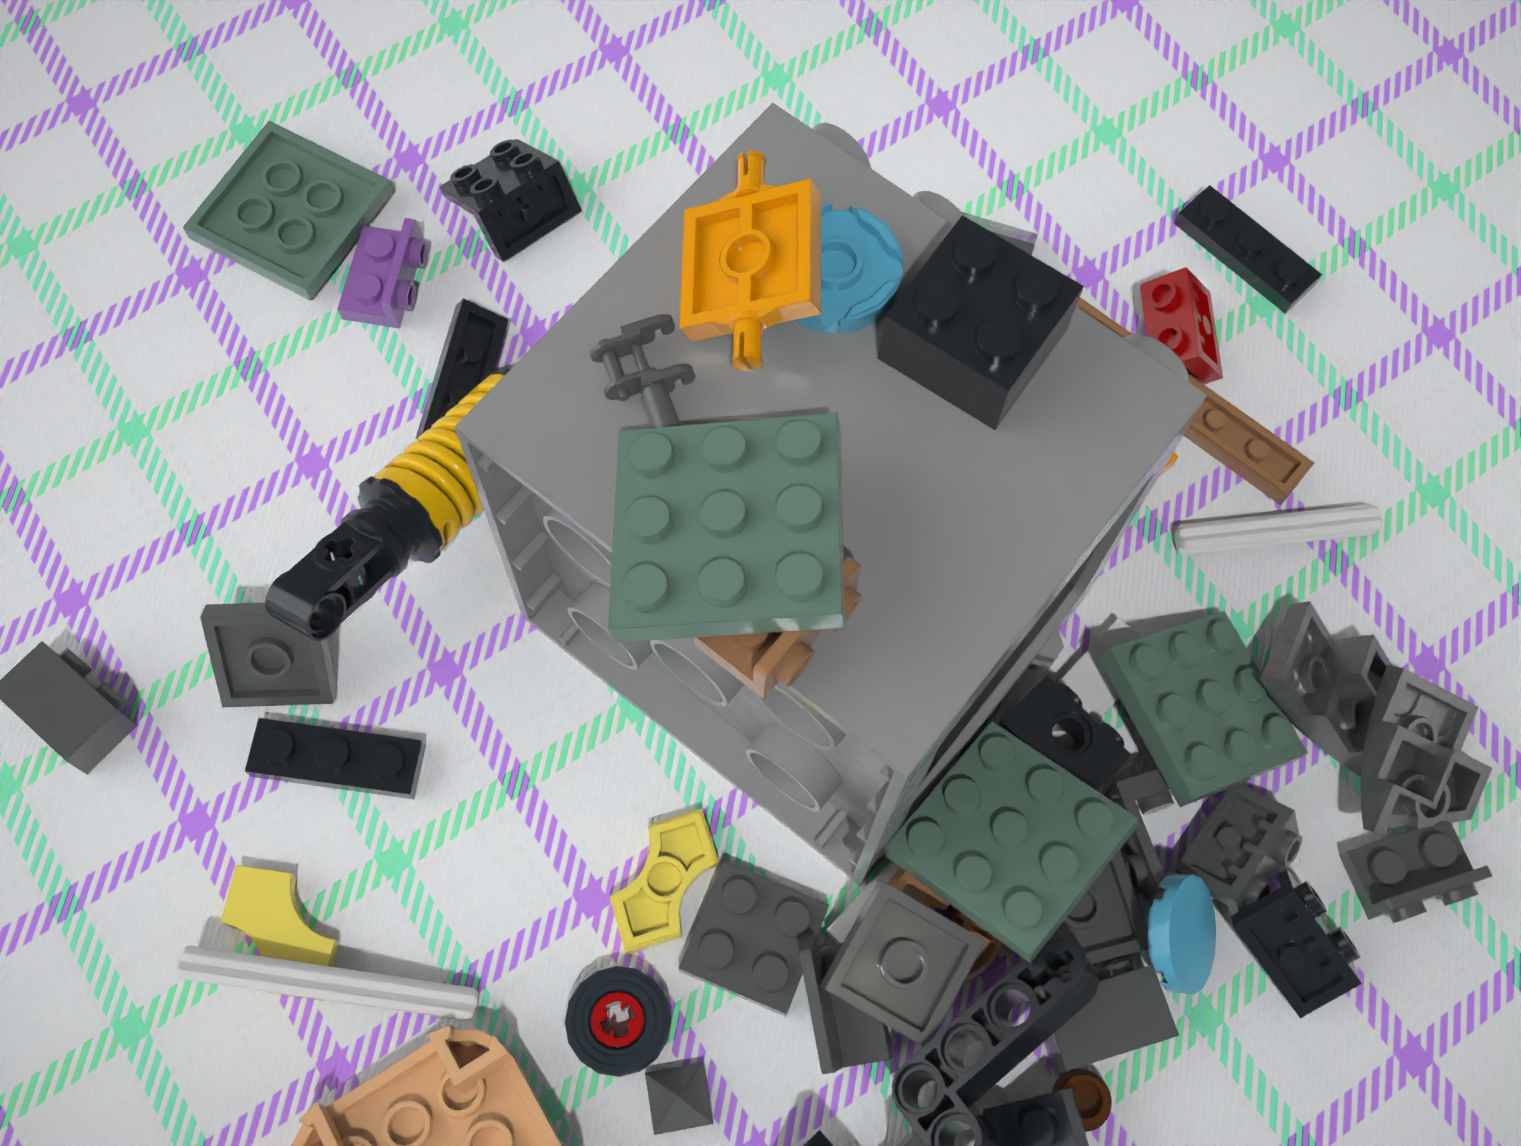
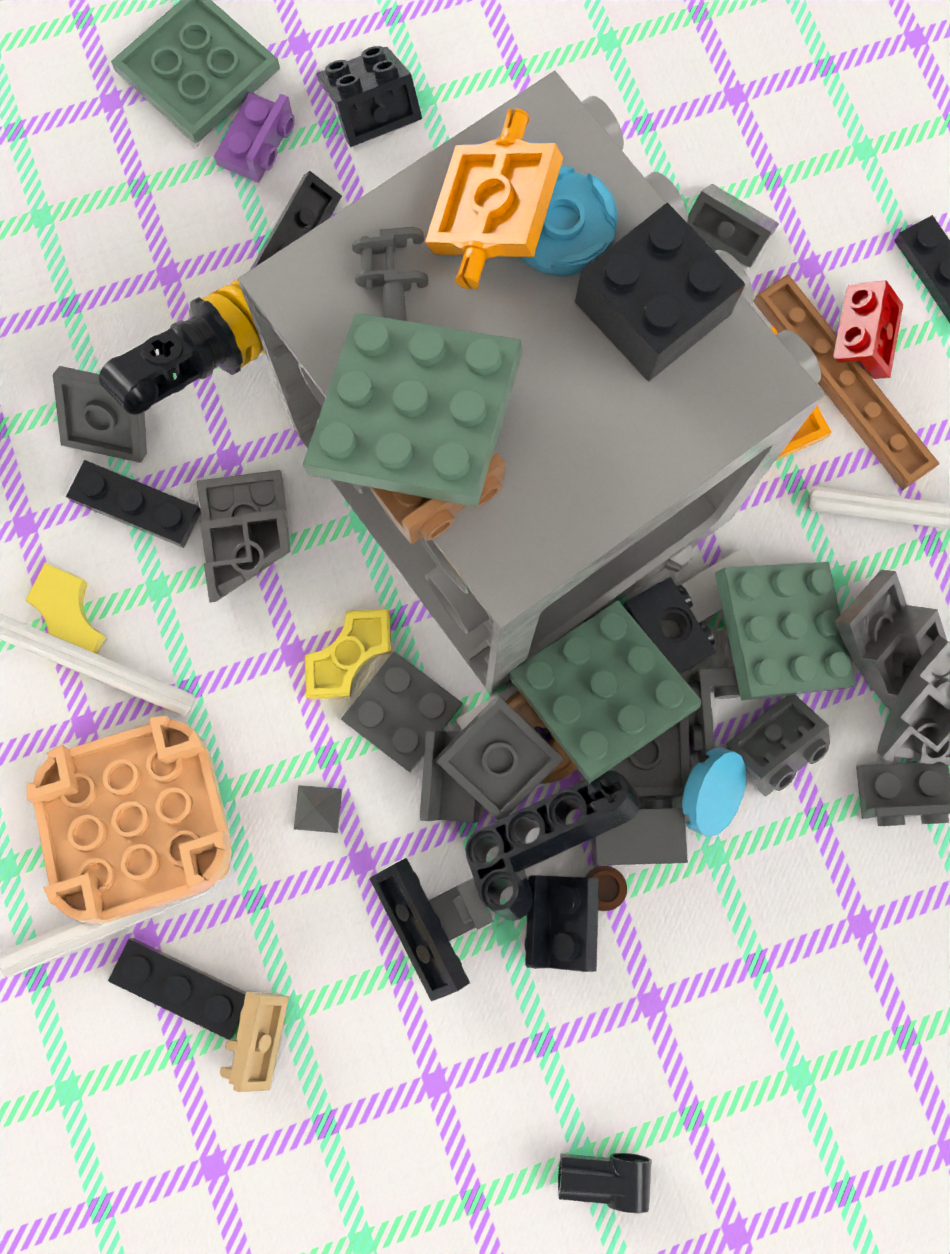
camera: 15 degrees right, 10 degrees up
(486, 754) = (241, 528): none -> flat silver slope
(589, 1010) = (270, 731): black bush -> none
(1298, 946) = (799, 822): black bracket -> none

